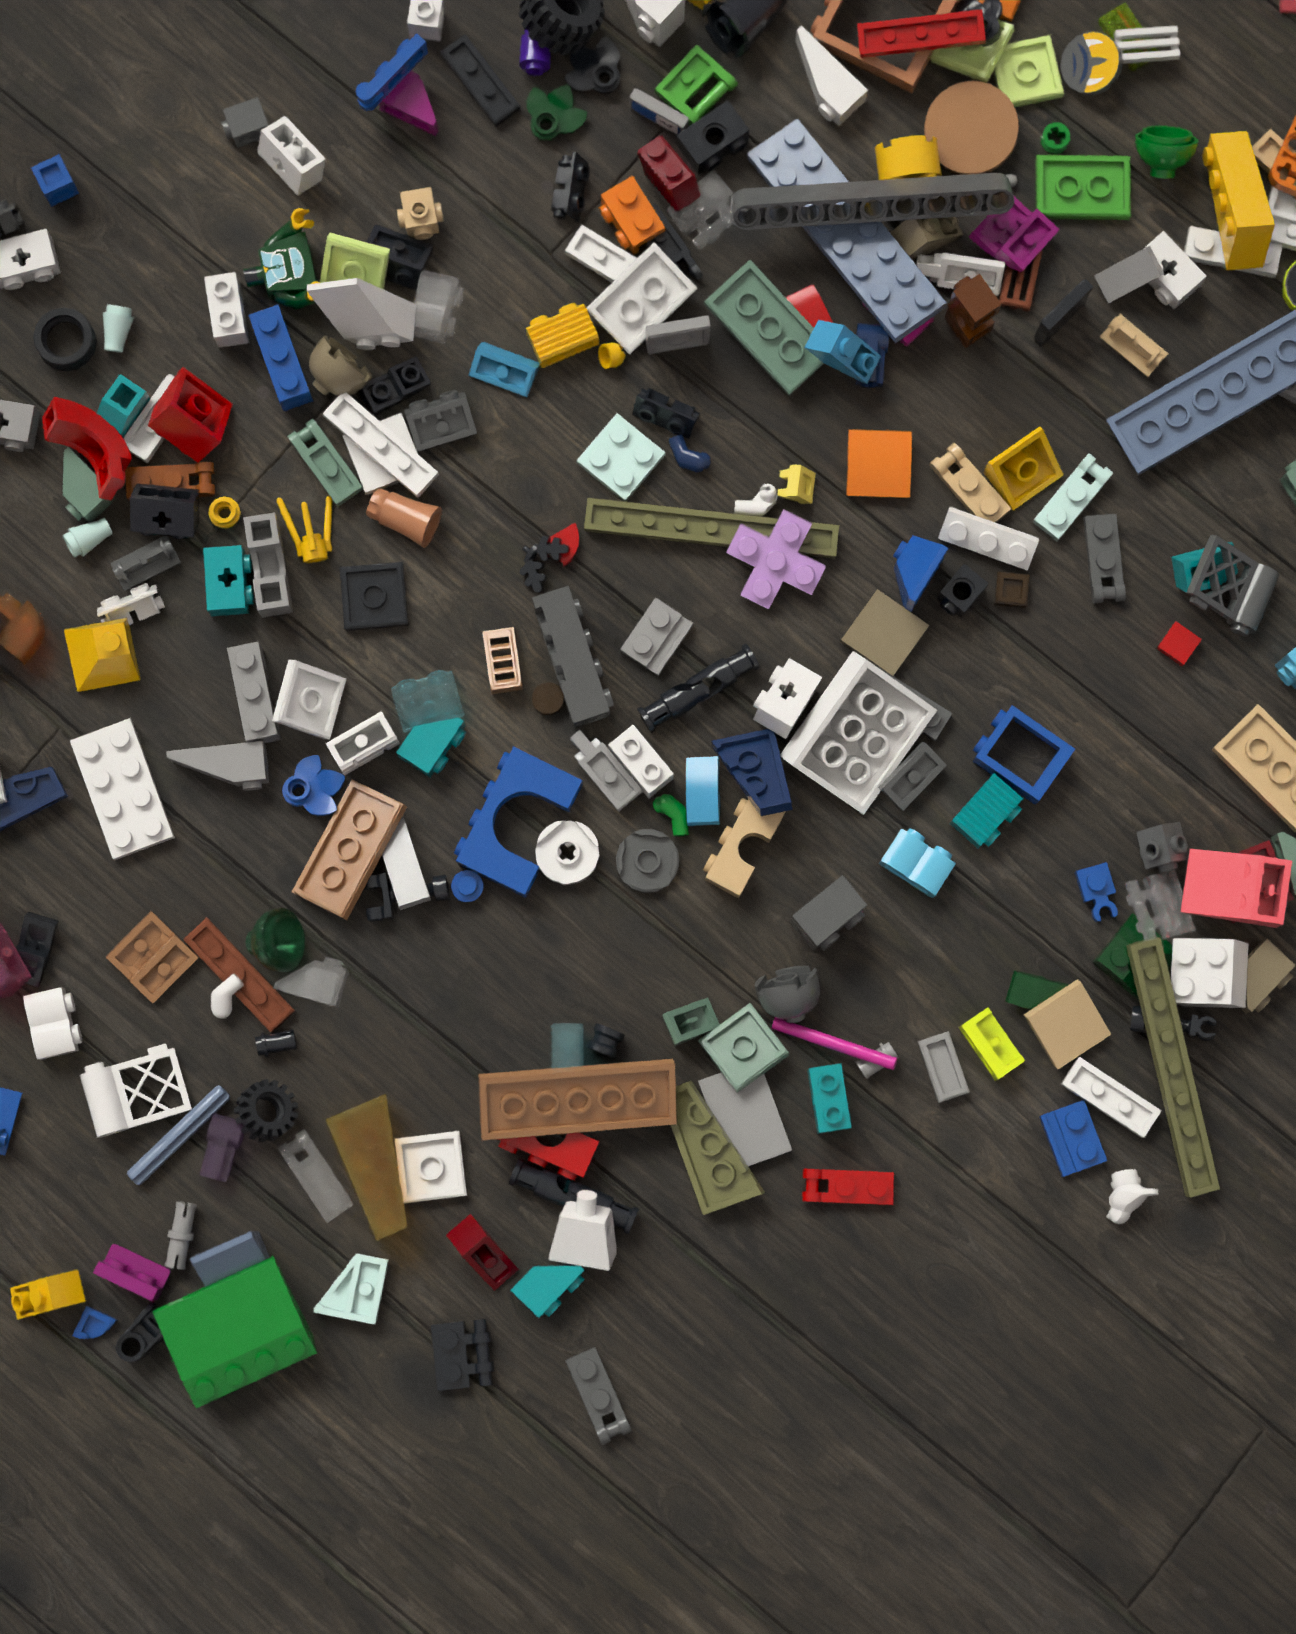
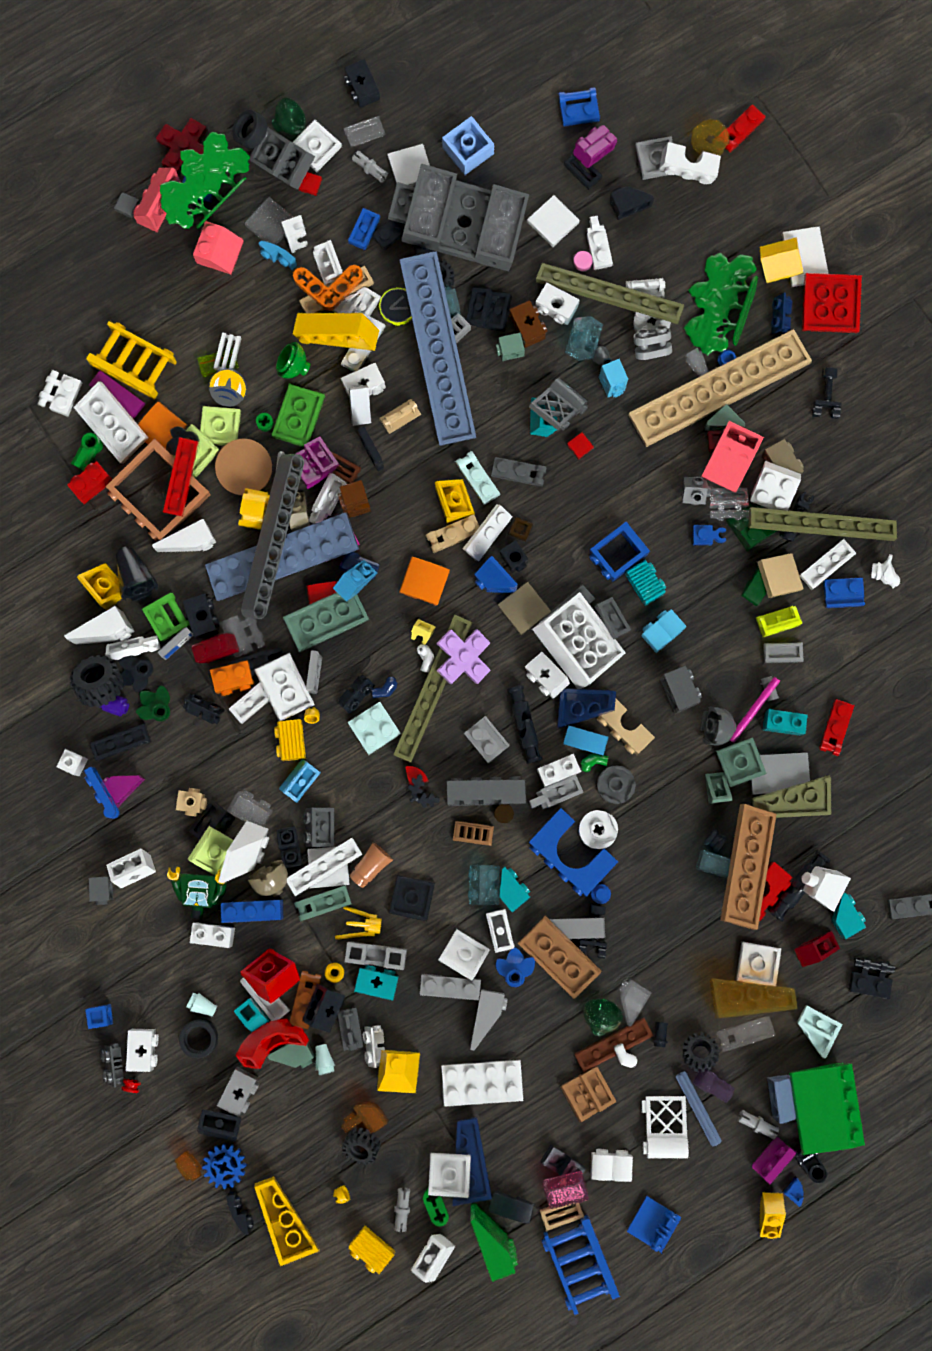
camera: 70 degrees left, 0 degrees up
(632, 49) = (132, 647): none -> white hinge

